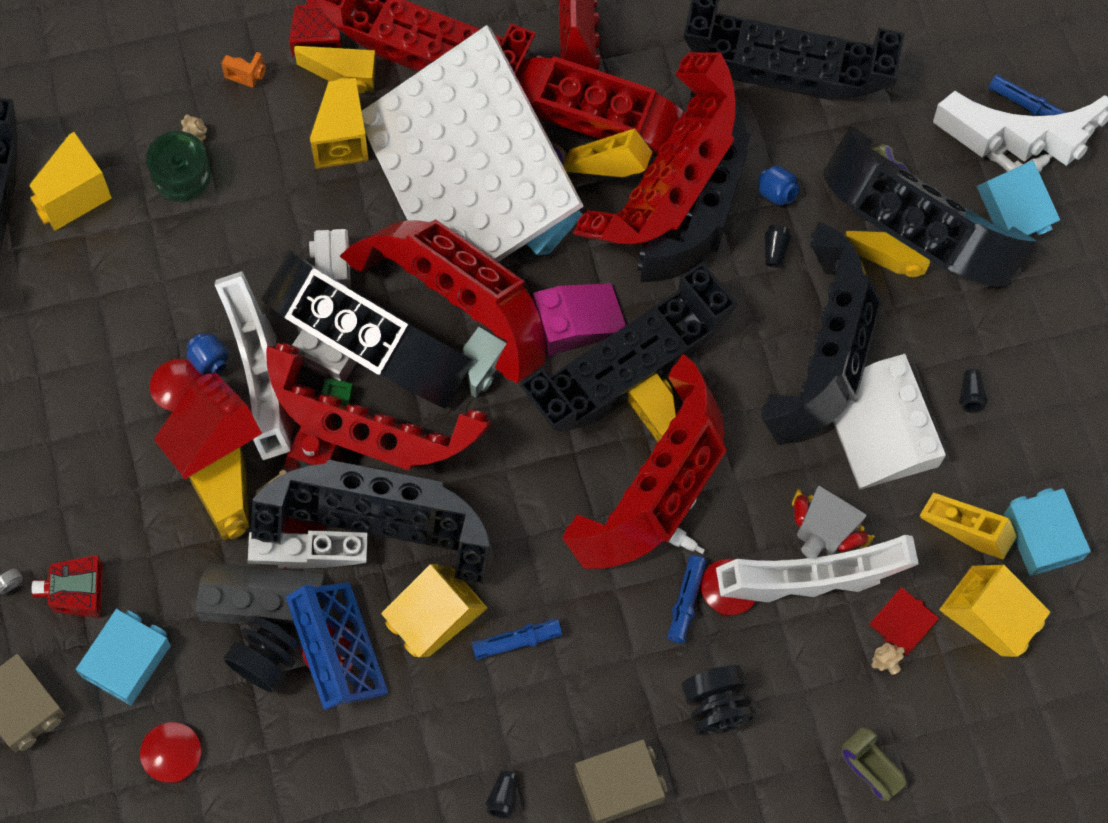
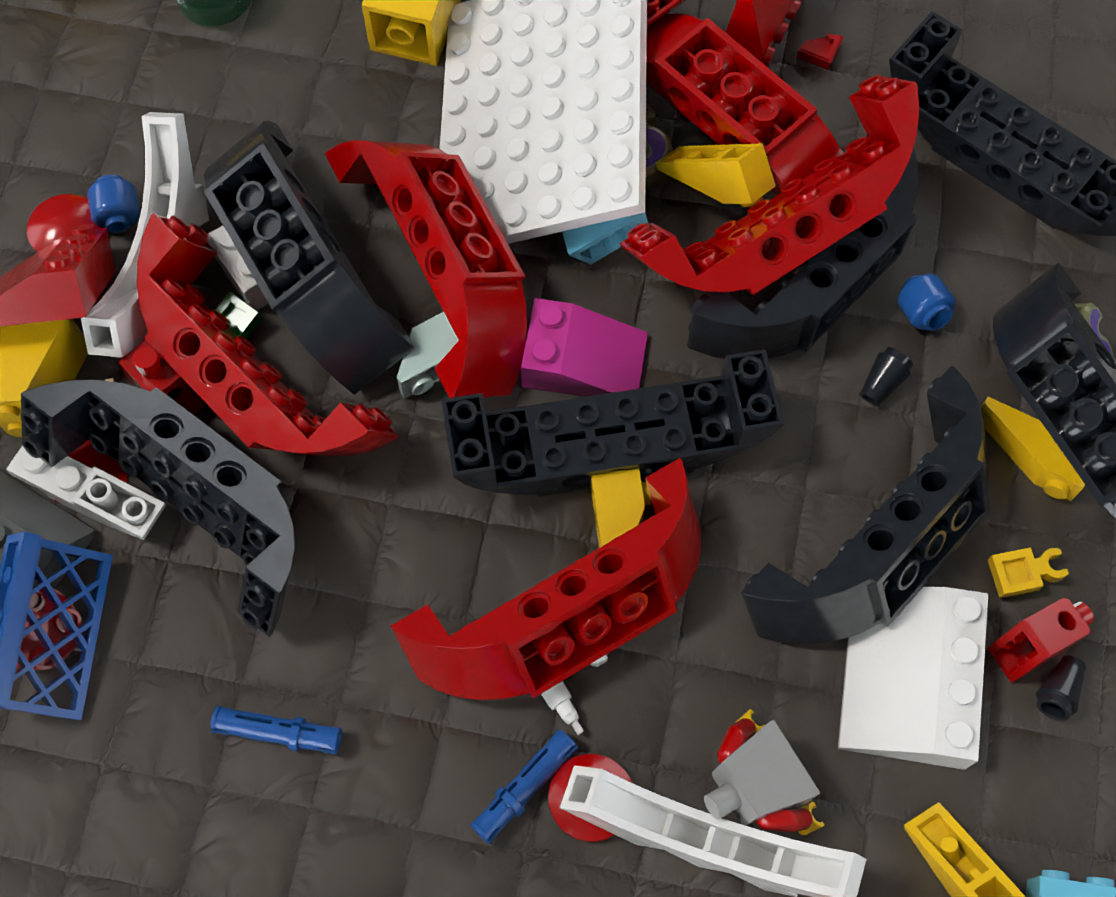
camera: 30 degrees right, 0 degrees up
(327, 251) = (310, 159): white brick -> none
(432, 610) = (190, 641): yellow slope -> none
(624, 40) = (821, 50): none -> red tile
(917, 332) = (1021, 573): none -> yellow plate
(951, 359) = (1049, 632): none -> red torso

